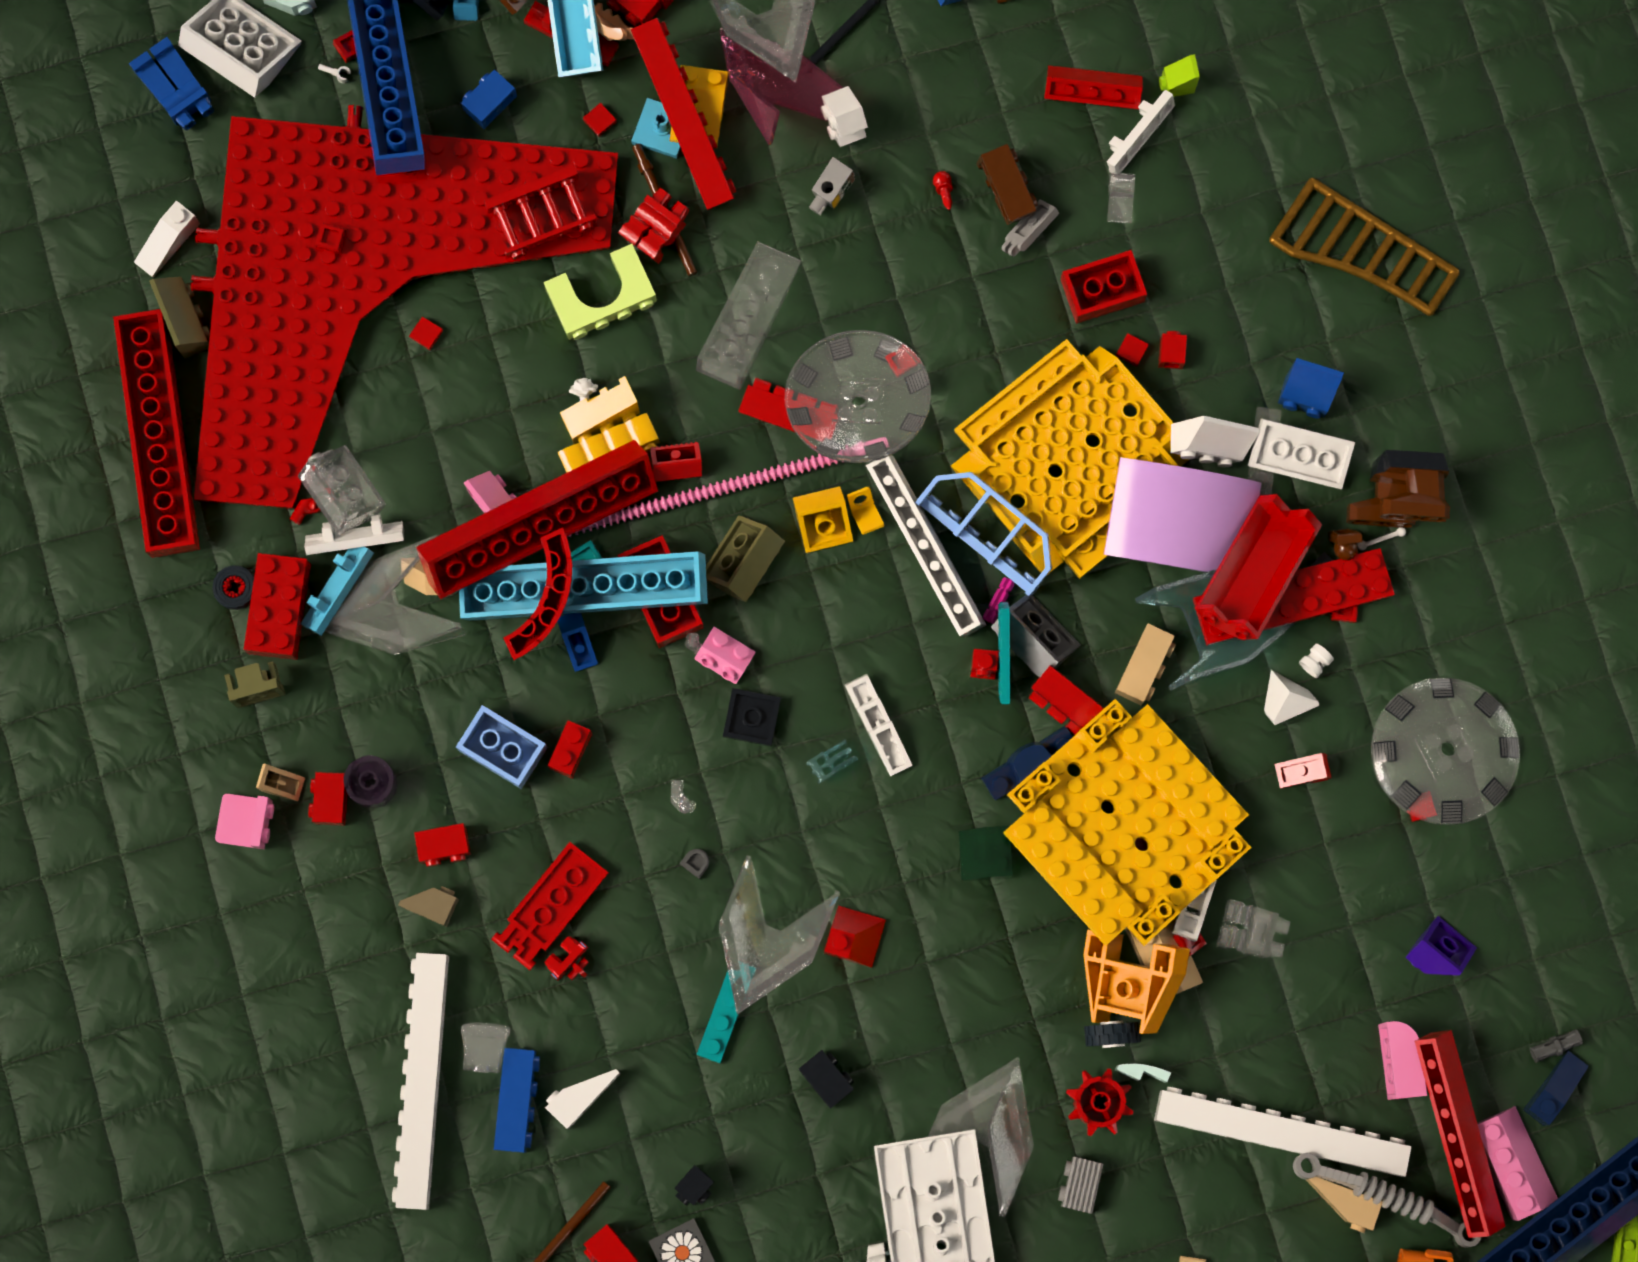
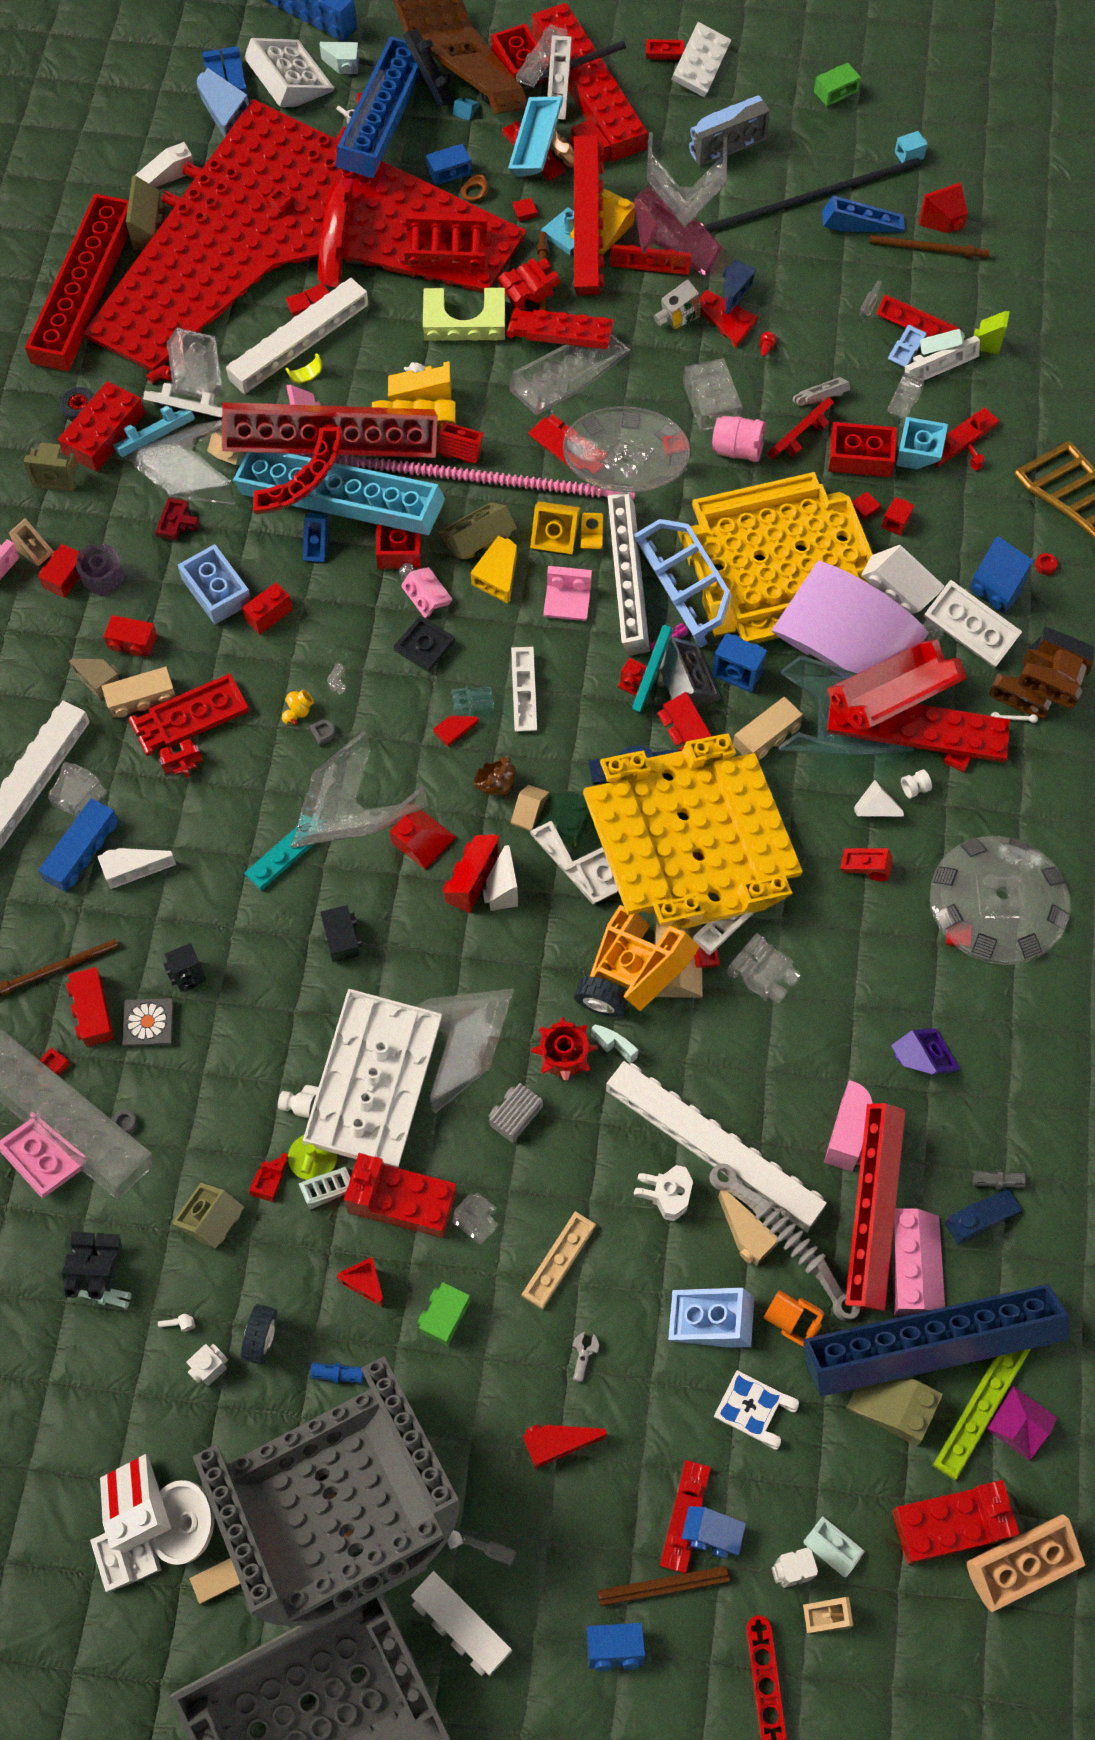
camera: 25 degrees right, 15 degrees down
(195, 131) = (221, 99): none -> light blue slope
(409, 353) = (297, 303): none -> red tile
(410, 252) = (333, 232): none -> red brick
(416, 684) = (176, 519): none -> dark red hinge
(431, 397) = (297, 336): none -> white brick
(461, 439) = (306, 373): none -> neon yellow helmet
(487, 905) = (138, 692): none -> tan brick
(527, 105) = (475, 181): none -> dark orange piece
(658, 846) = (299, 704): none -> yellow animal
(717, 269) = (561, 328): none -> red hinge
(786, 597) = (496, 569): none -> yellow slope
(787, 128) = (652, 260): none -> red hinge
(827, 799) = (454, 727): none -> red tile
(844, 116) = (711, 264): white brick -> none
(873, 597) = (567, 593): none -> bright pink bracket
(880, 123) = (737, 282): none -> dark blue slope
(887, 170) = (733, 325): none -> red wing
(898, 841) = (496, 777): none -> reddish brown hair
(915, 282) = (711, 392): none -> clear brick
(923, 955) = (472, 872): none -> red slope
(944, 854) = (528, 807): none -> tan slope
(959, 955) = (501, 883): none -> white slope
(969, 329) = (738, 438): none -> bright pink piece
(1007, 184) = (818, 350): reddish brown wedge -> none
(1031, 80) = (870, 299): none -> clear axle
(1033, 266) = (789, 442): none -> red hinge
(1038, 903) = (588, 873): none -> white wing
(1086, 603) = (739, 662): none -> blue brick
(1095, 127) = (907, 346): none -> light blue slope
(1133, 112) = (942, 341): none -> light aqua slope
(1163, 253) = (921, 443): none -> medium azure slope
(1197, 220) = (966, 434): none -> red hinge
(1227, 242) = (976, 461): none -> red hand
(1258, 1199) = (666, 1193): none -> white hinge
(1344, 341) = (1046, 564): none -> red tile
(1345, 542) = (981, 700): reddish brown tile -> none

